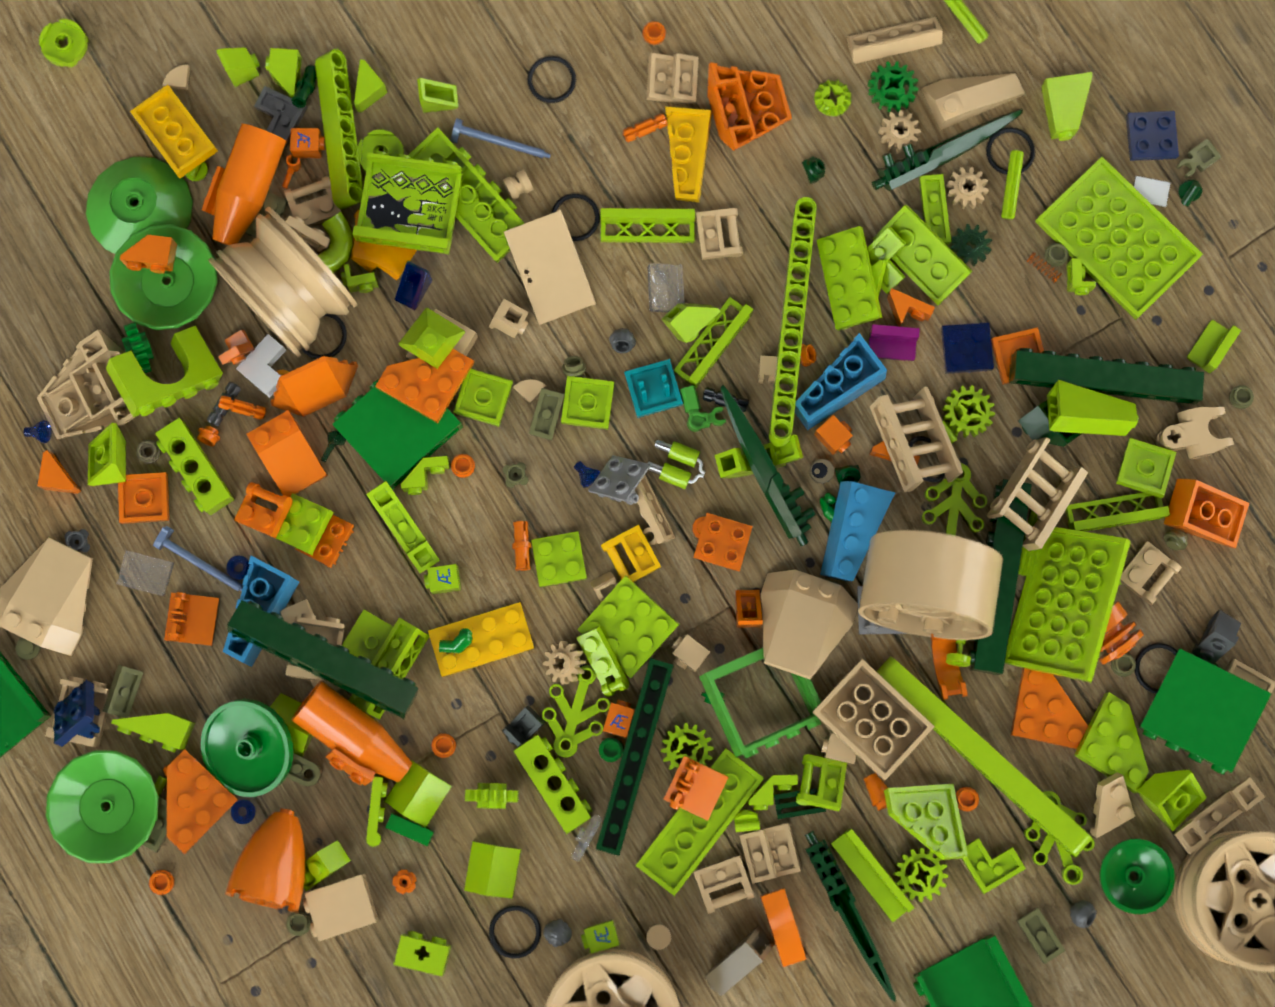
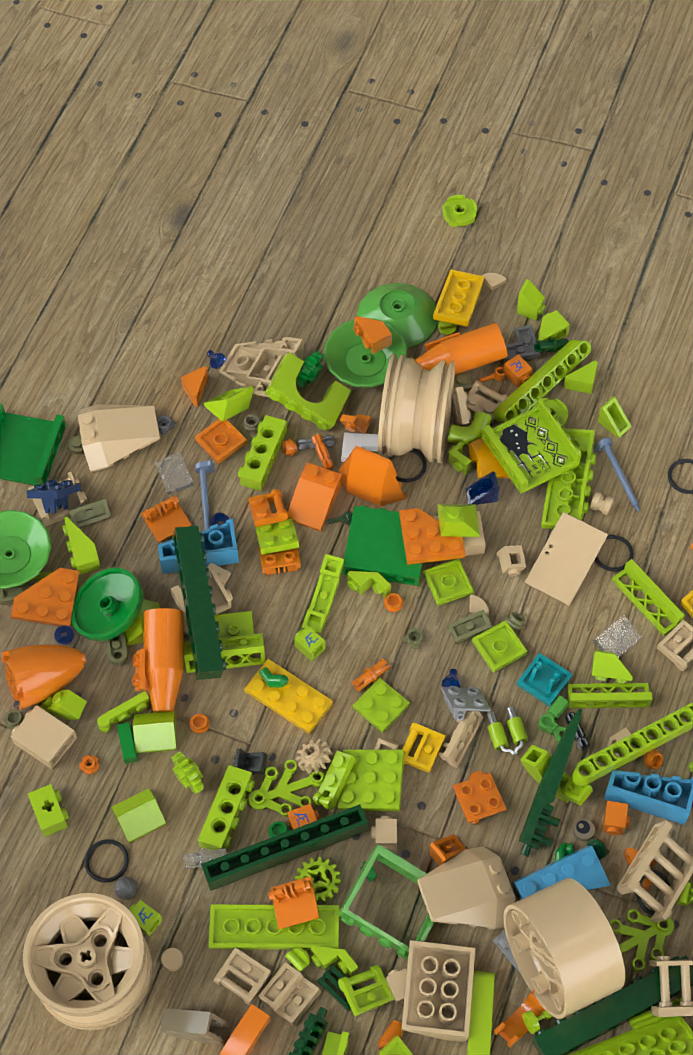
camera: 55 degrees right, 20 degrees down
(622, 340) = (558, 637): dark grey piece -> none

